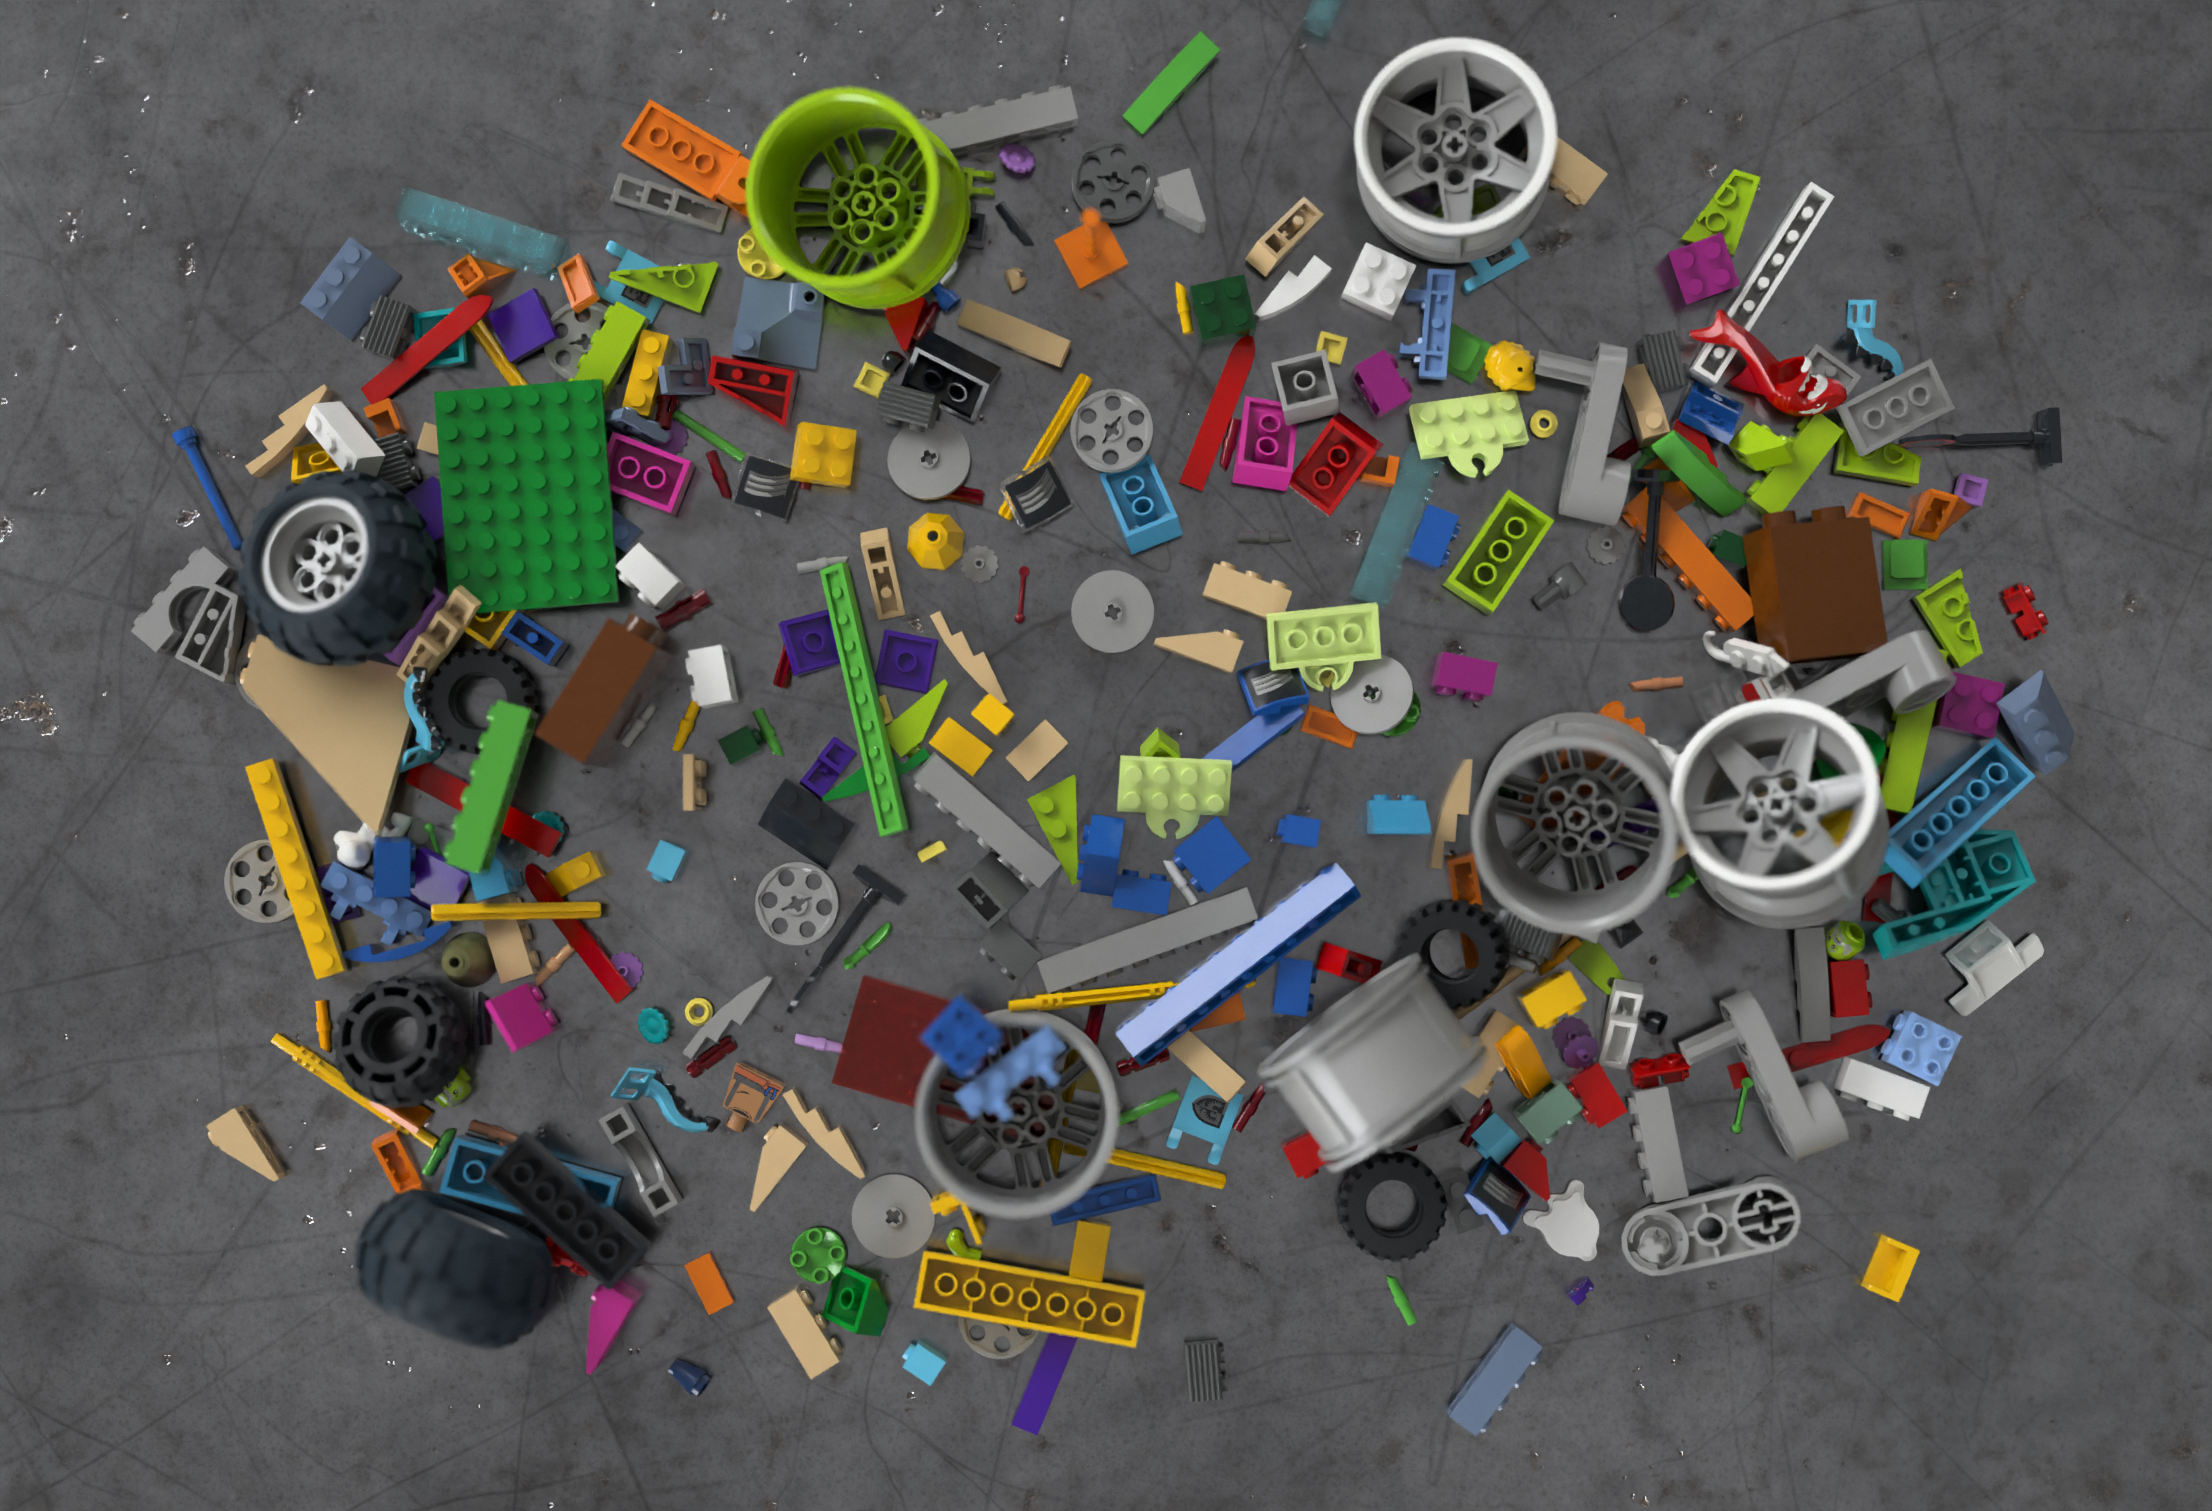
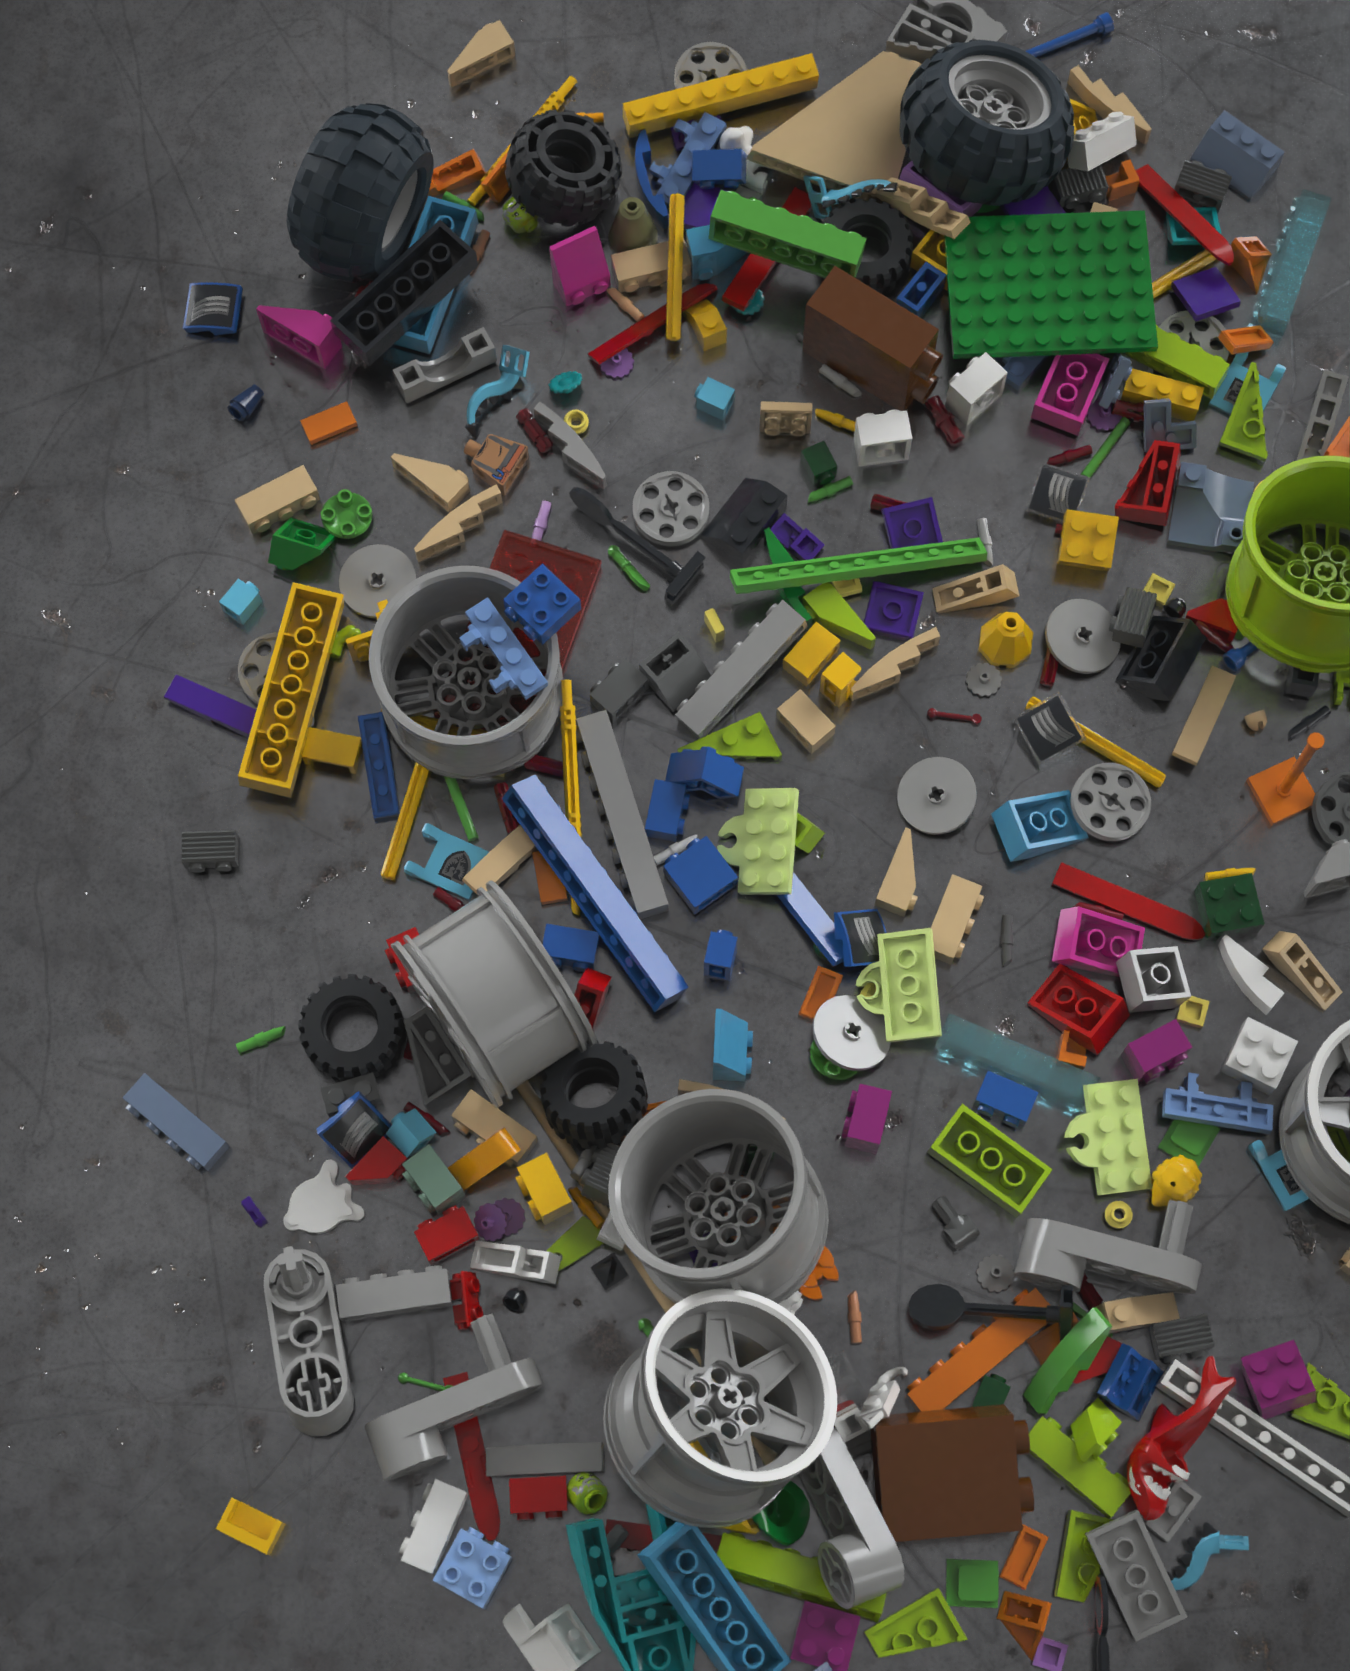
camera: 95 degrees right, 15 degrees down
(575, 1424) = (213, 308): none -> slope

